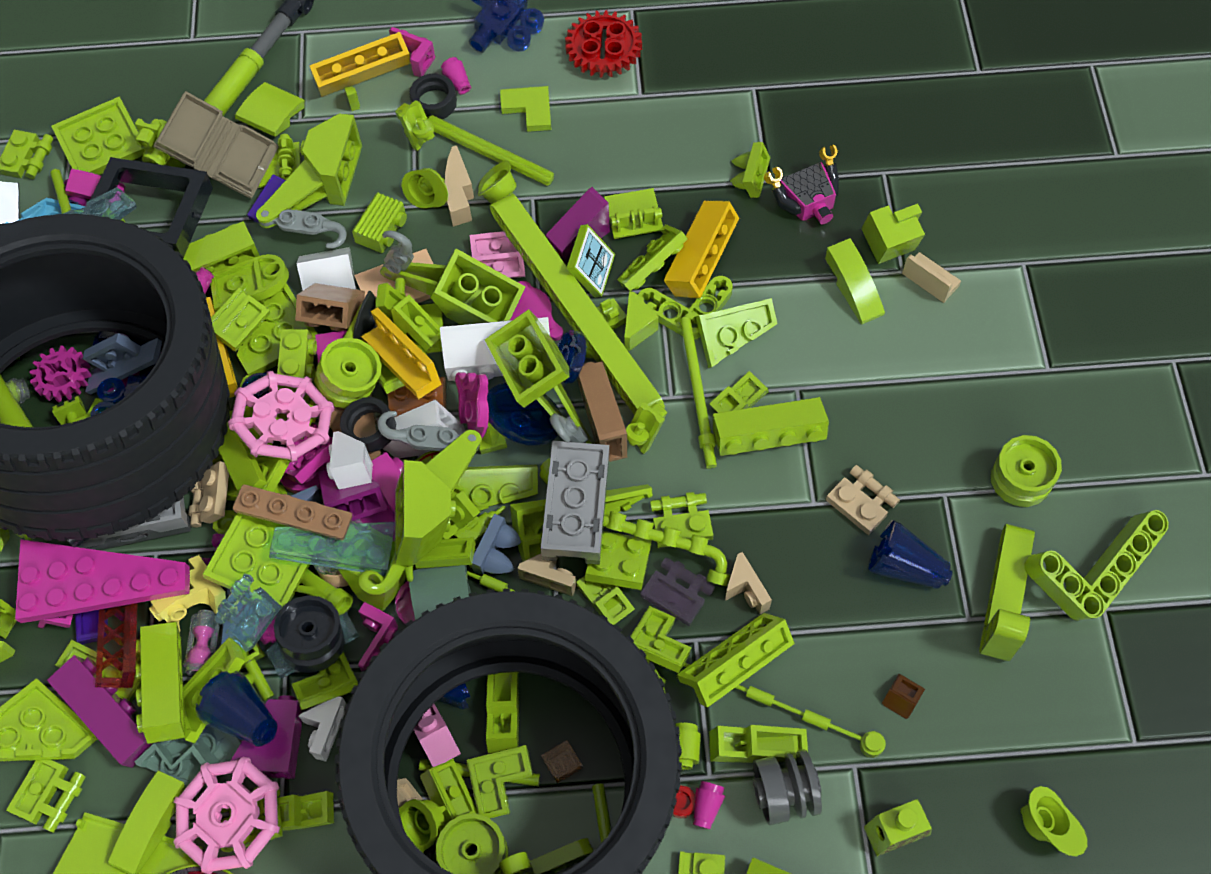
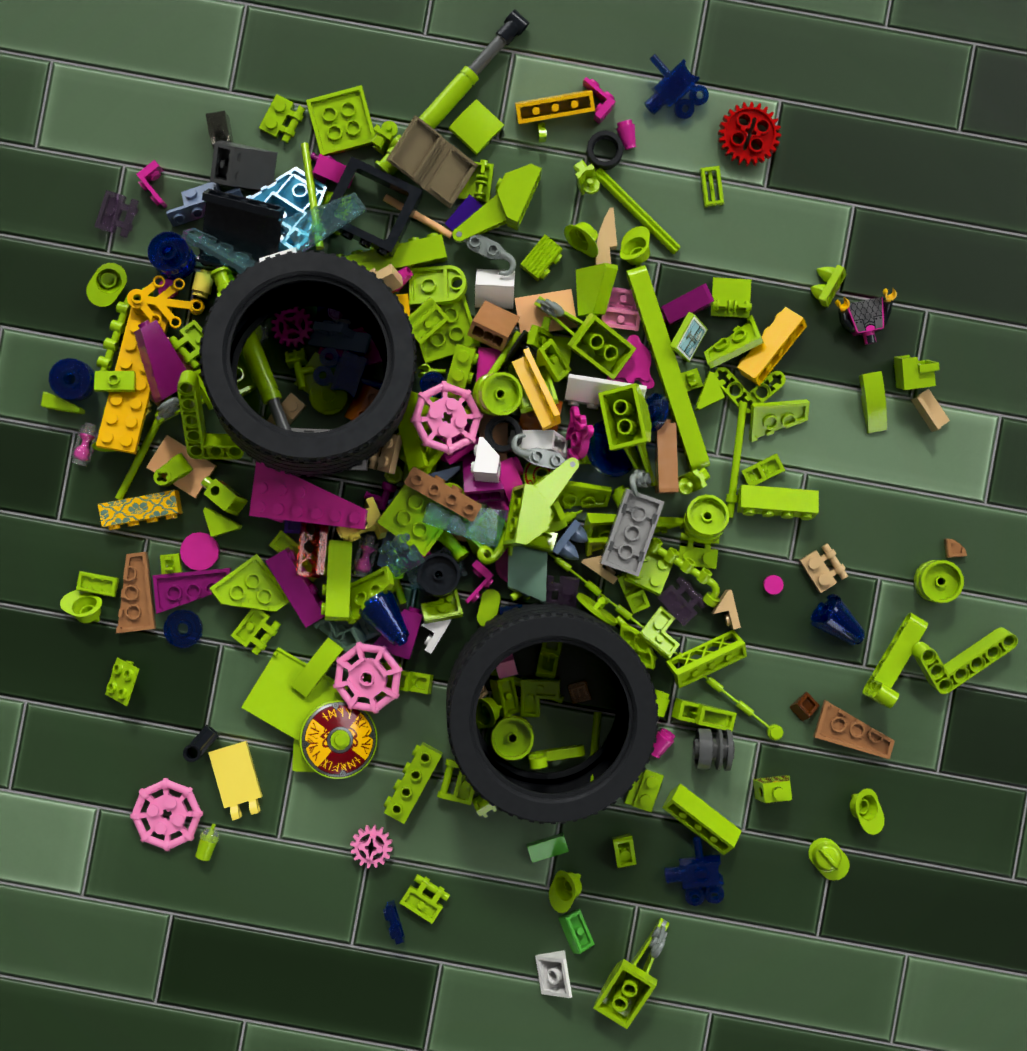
camera: 10 degrees right, 25 degrees up
(218, 218) = (420, 217): none -> light nougat bar
(454, 228) = (594, 288): none -> lime slope
(529, 100) = (680, 173): lime tile -> none
(580, 121) = (713, 202): none -> lime tile
(677, 469) = (705, 519): none -> lime wheel
(800, 538) = (773, 584): none -> dark pink tile
(985, 714) = (845, 730): none -> medium nougat wing
(1024, 427) = (954, 549): none -> medium nougat tile

